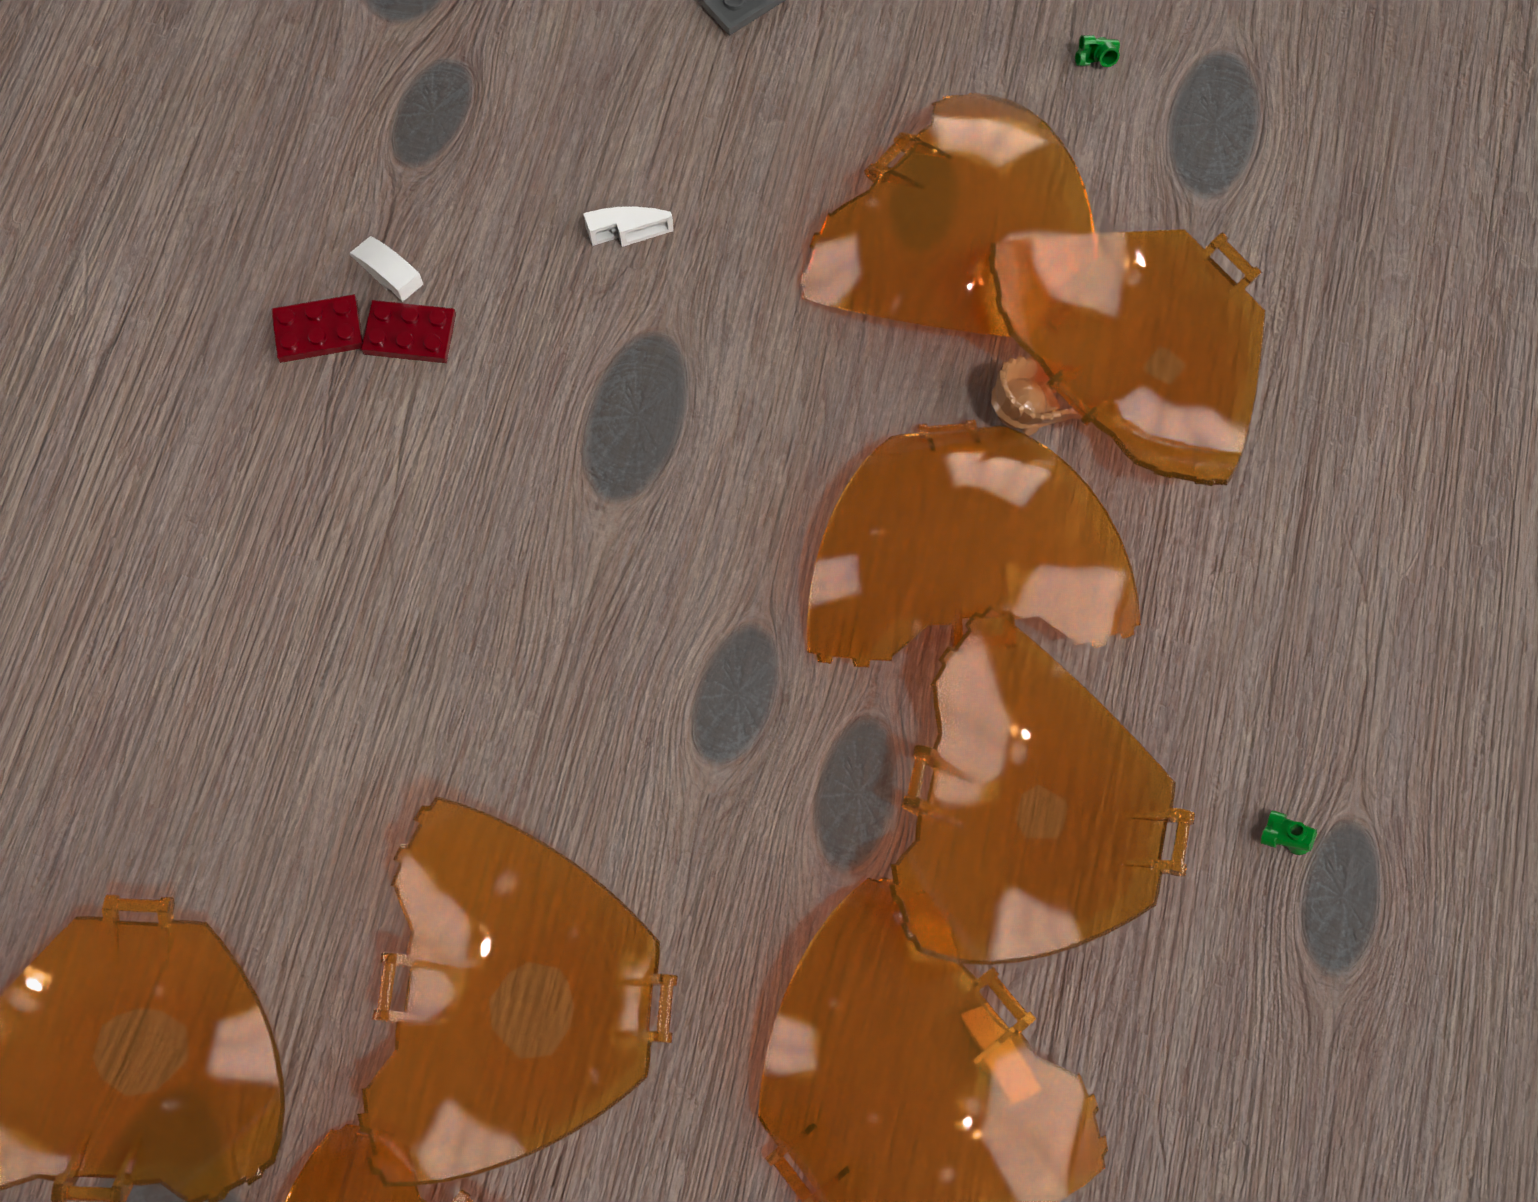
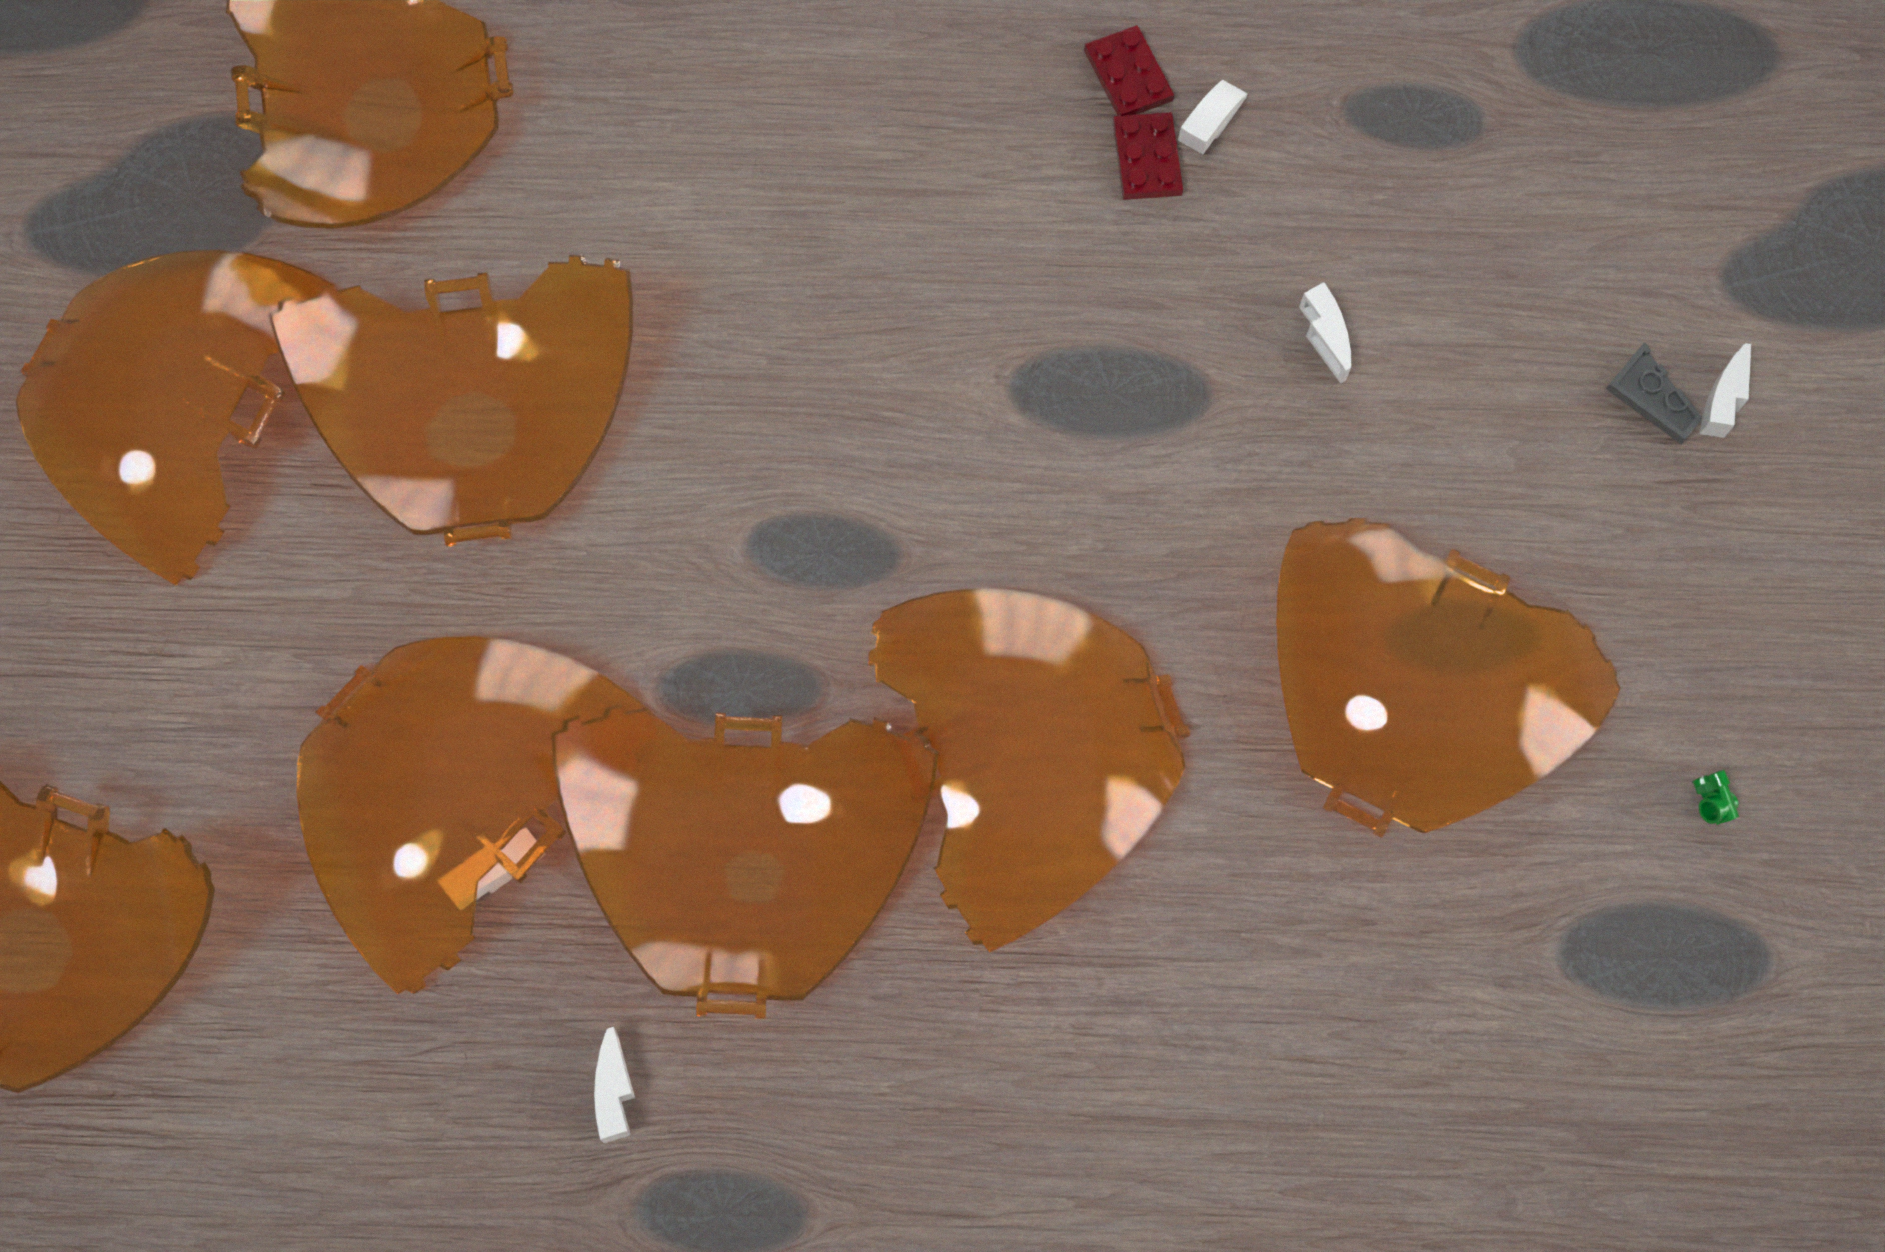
camera: 75 degrees right, 0 degrees up
(1024, 398) = (1225, 776): medium nougat piece -> none
(1141, 340) = (1327, 893): clear orange windscreen -> none
(1226, 973) = (611, 1089): none -> white slope
(1288, 833) = (776, 1138): green plate -> none

